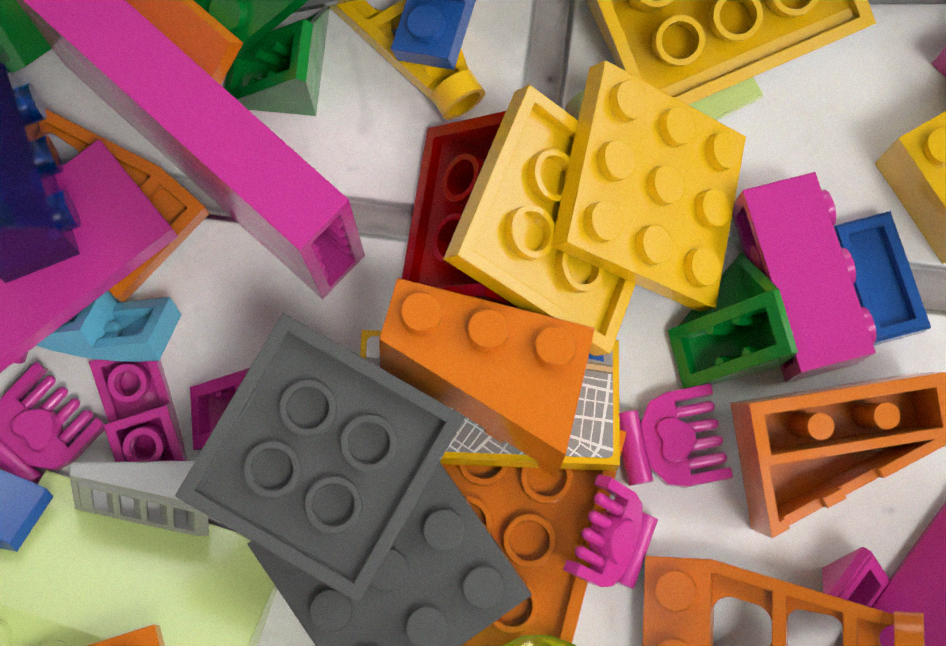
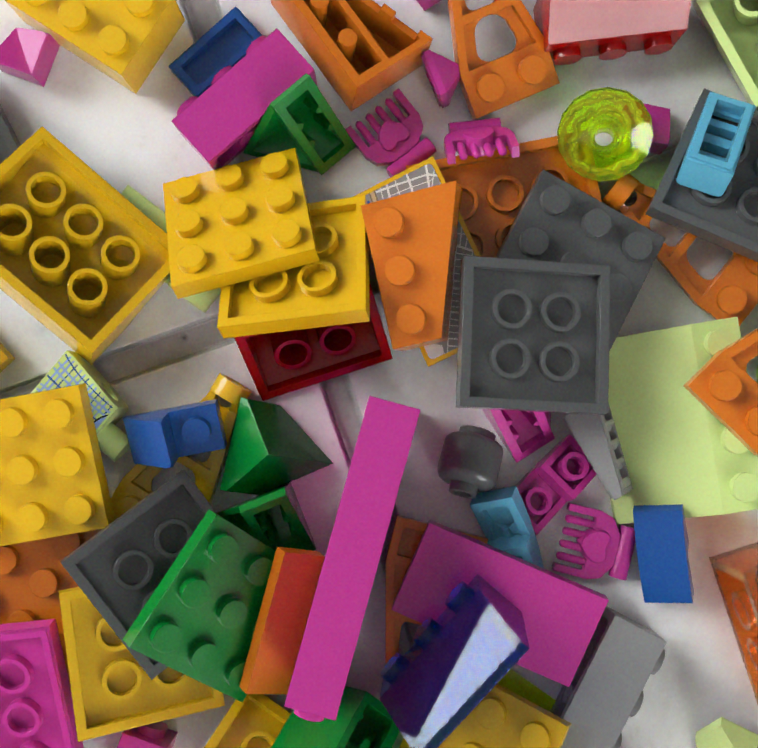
camera: 115 degrees left, 10 degrees up
(220, 324) = (470, 461): none -> dark grey head
(366, 103) = (268, 450): none -> green slope
(720, 534) = (442, 75): none -> dark pink slope

